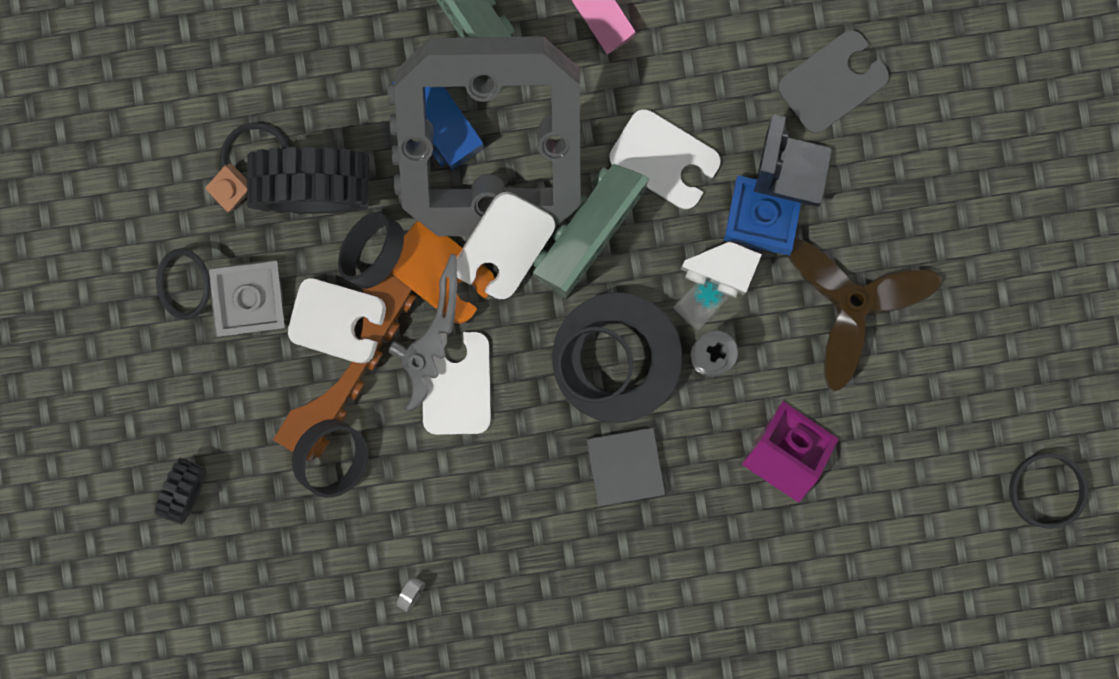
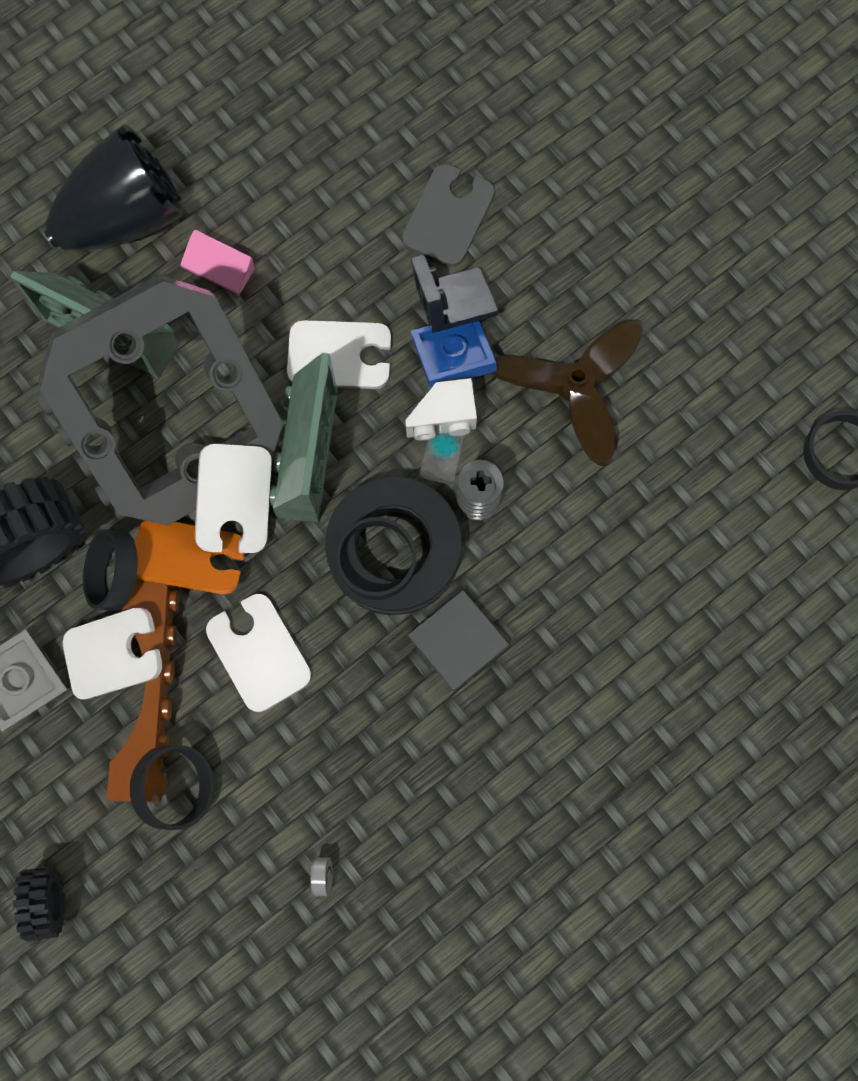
camera: 30 degrees left, 10 degrees down
(418, 358) = (208, 644): dark grey piece -> none
(453, 135) = (135, 431): blue brick -> none
(790, 452) = (600, 543): magenta slope -> none

